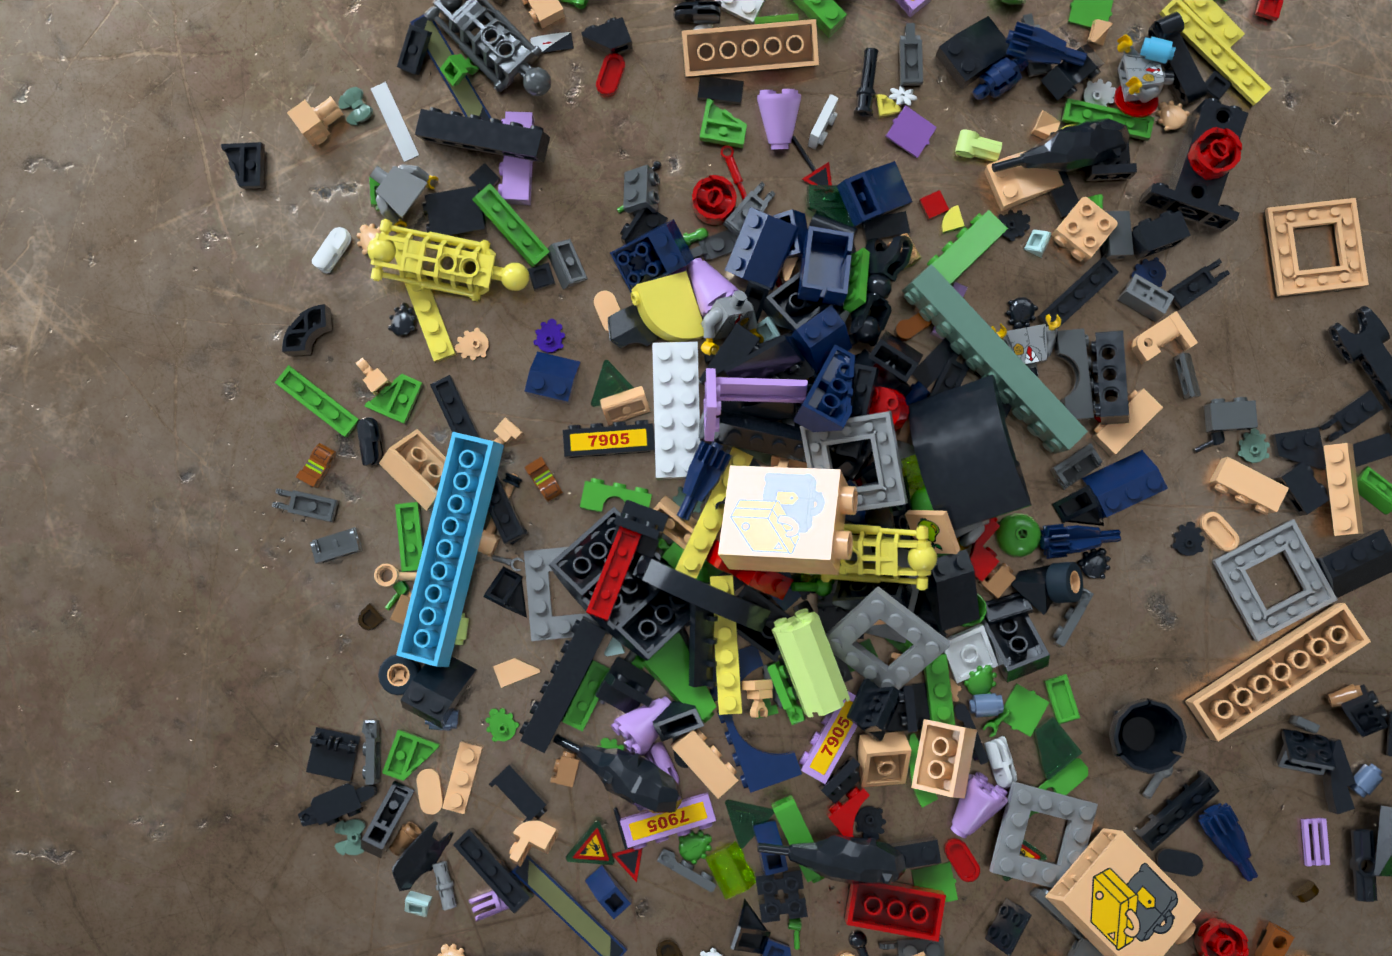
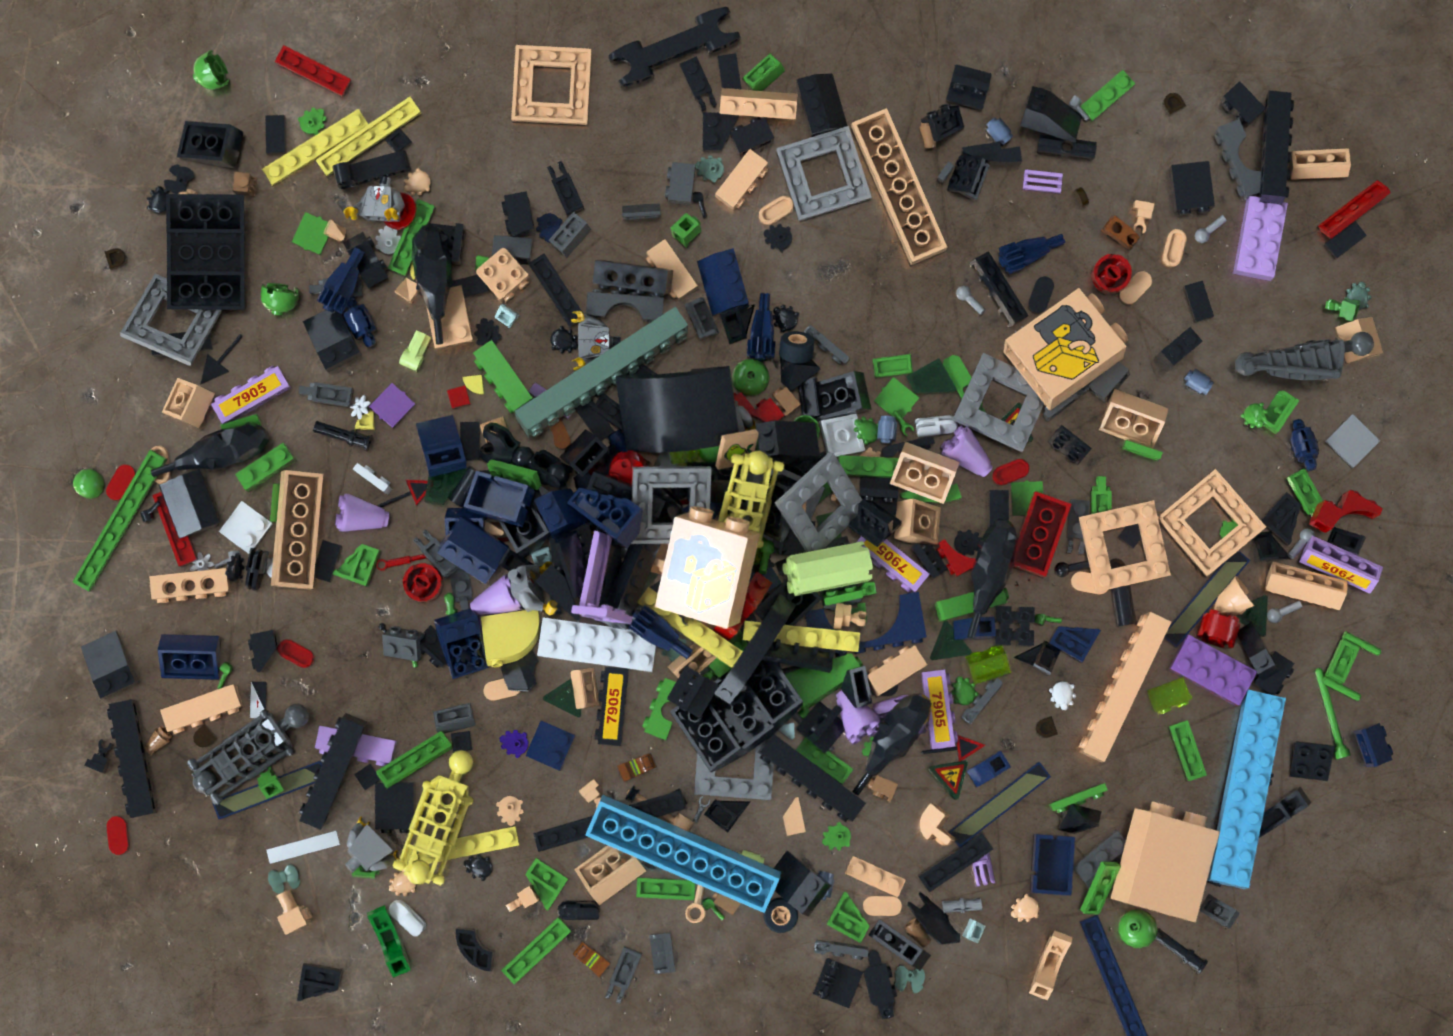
camera: 80 degrees left, 0 degrees up
(302, 236) = (390, 941): none -> green arch
(370, 618) = (728, 934): dark brown tile -> none
(414, 49) = (244, 819): black plate -> none
(520, 792) = (895, 828): black brick -> none
(613, 573) = (727, 718): red plate -> none
(1147, 735) = (932, 304): black plate -> none
(1157, 49) = (362, 187): medium azure brick -> none
(1160, 335) = (603, 228): light nougat piece -> none
(1177, 430) = (686, 229): none -> bright green brick
(1188, 190) = (467, 167): black brick -> none
(1215, 153) = (462, 160): red brick -> none

